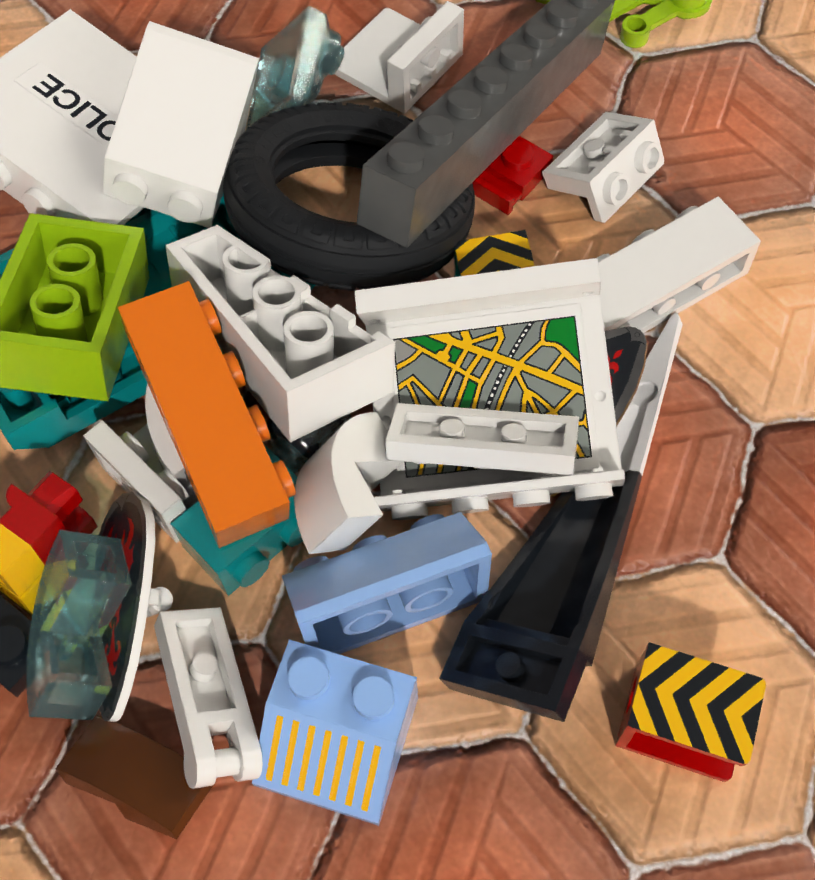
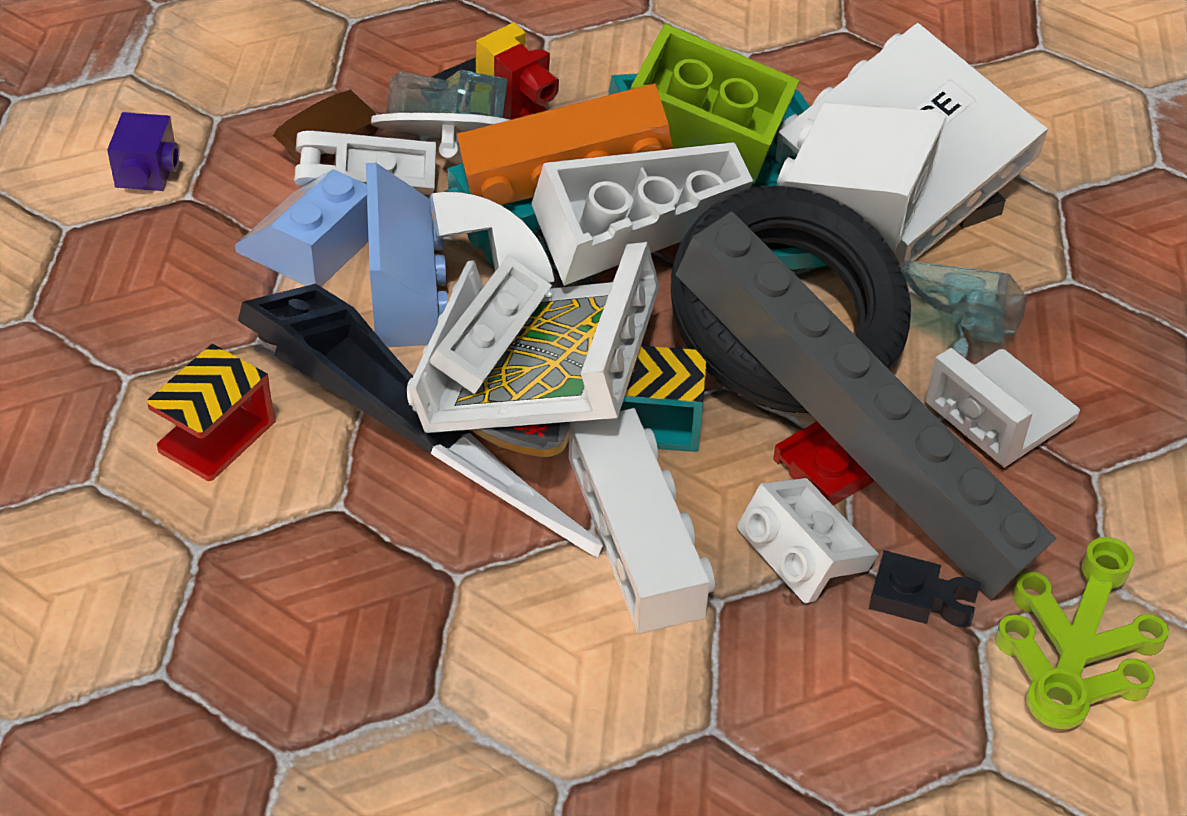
camera: 100 degrees right, 15 degrees down
(619, 87) = (913, 589): none -> black plate

